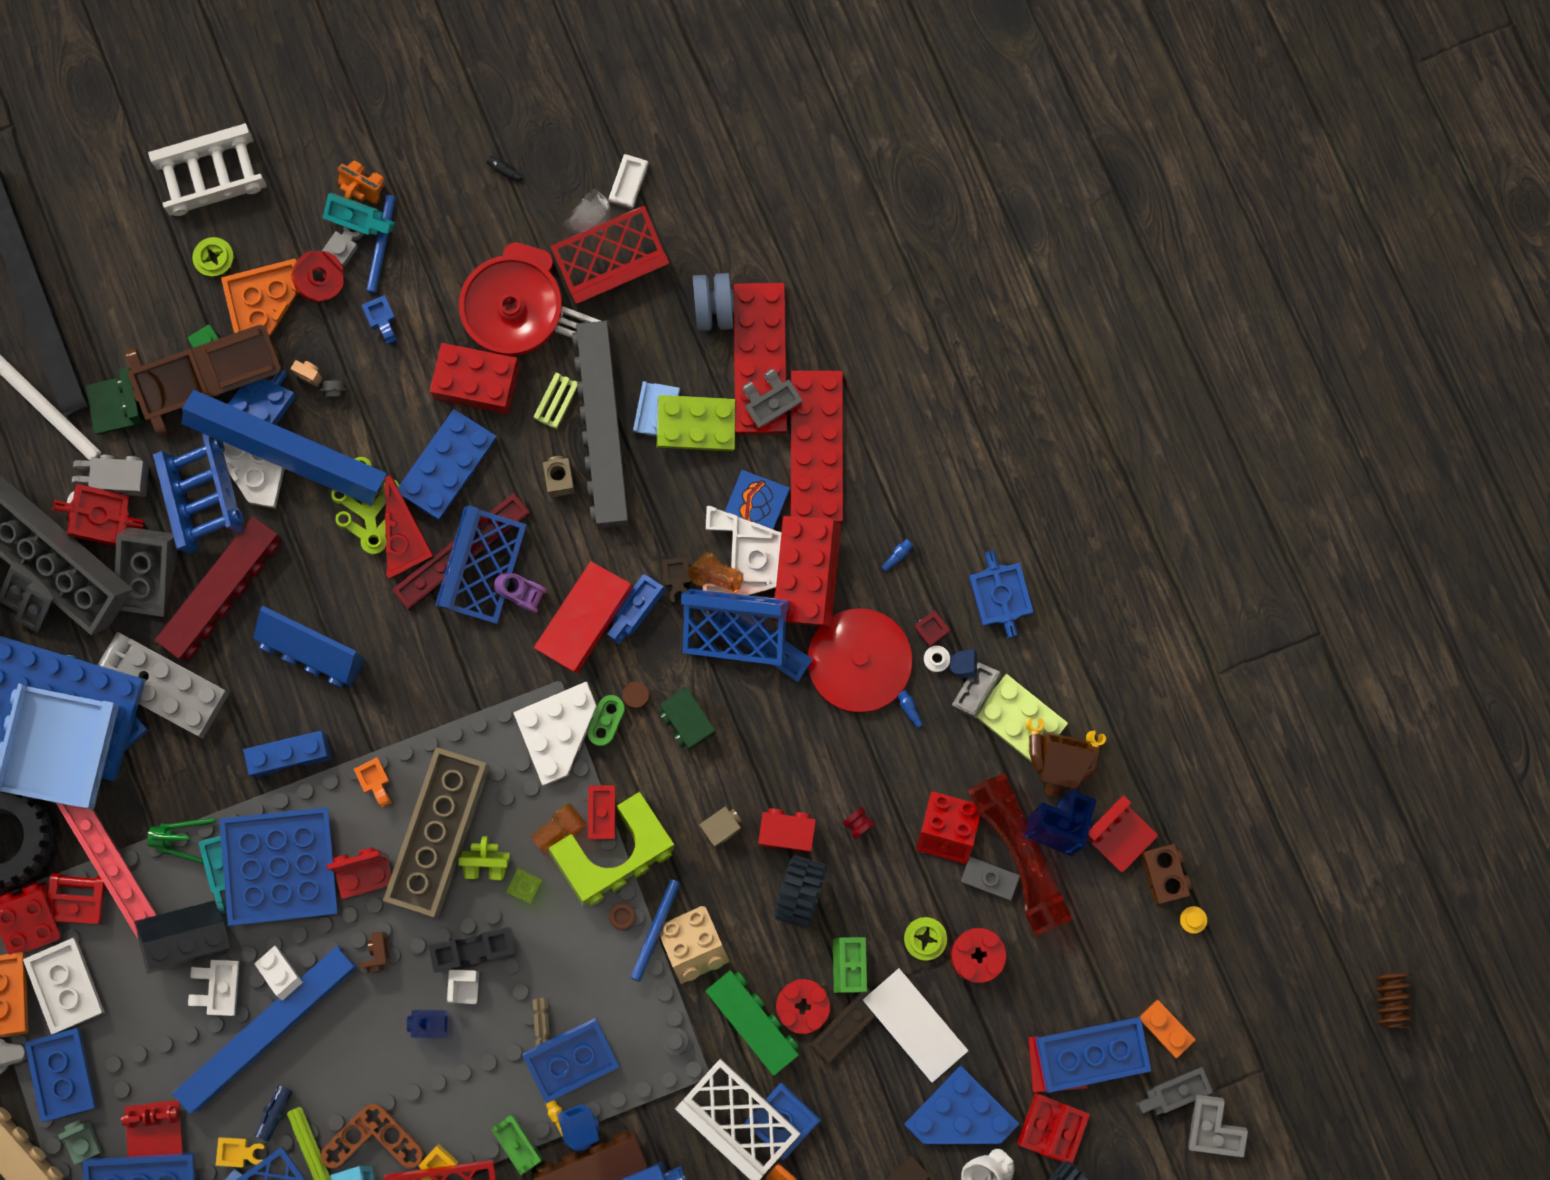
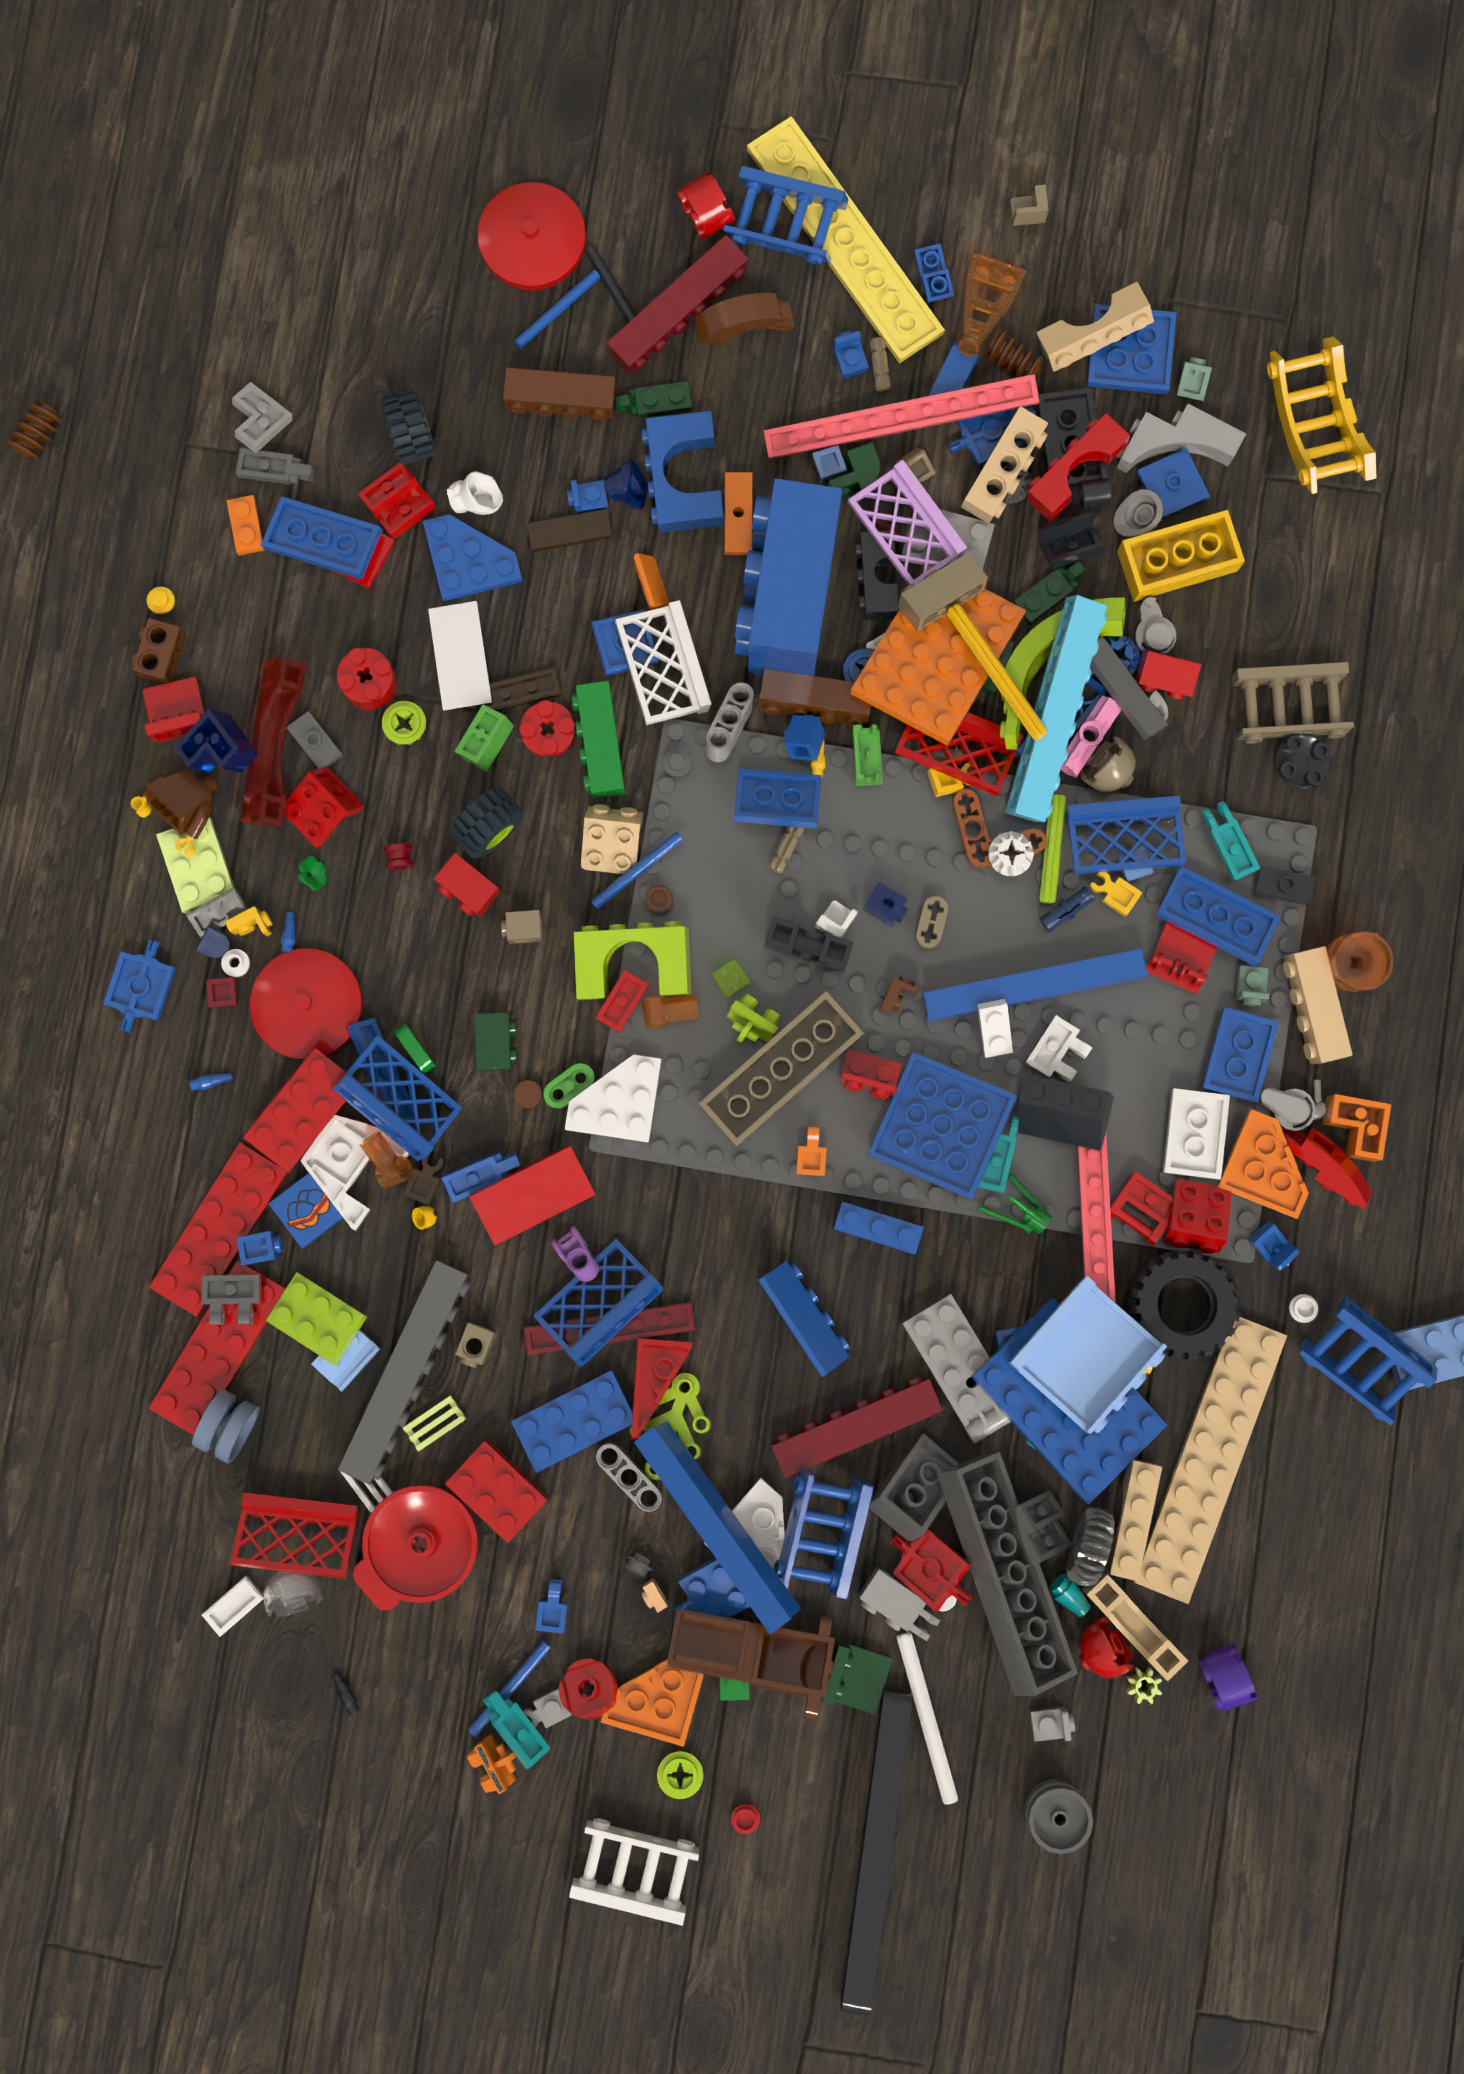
camera: 150 degrees left, 5 degrees up
(145, 255) = (745, 1818): none -> red plate
(357, 1134) = (1001, 862): none -> white gear
(369, 440) = (633, 1490): none -> light grey beam
(376, 1035) = (938, 924): none -> dark tan beam
(652, 1115) = (729, 711): none -> light grey beam
(660, 549) = (423, 1217): none -> yellow hinge
(749, 676) = (414, 1048): none -> green beam
(773, 449) = (259, 1247): none -> blue bracket
(920, 767) = (312, 873): none -> green plant
(948, 694) = (245, 922): none -> yellow bracket

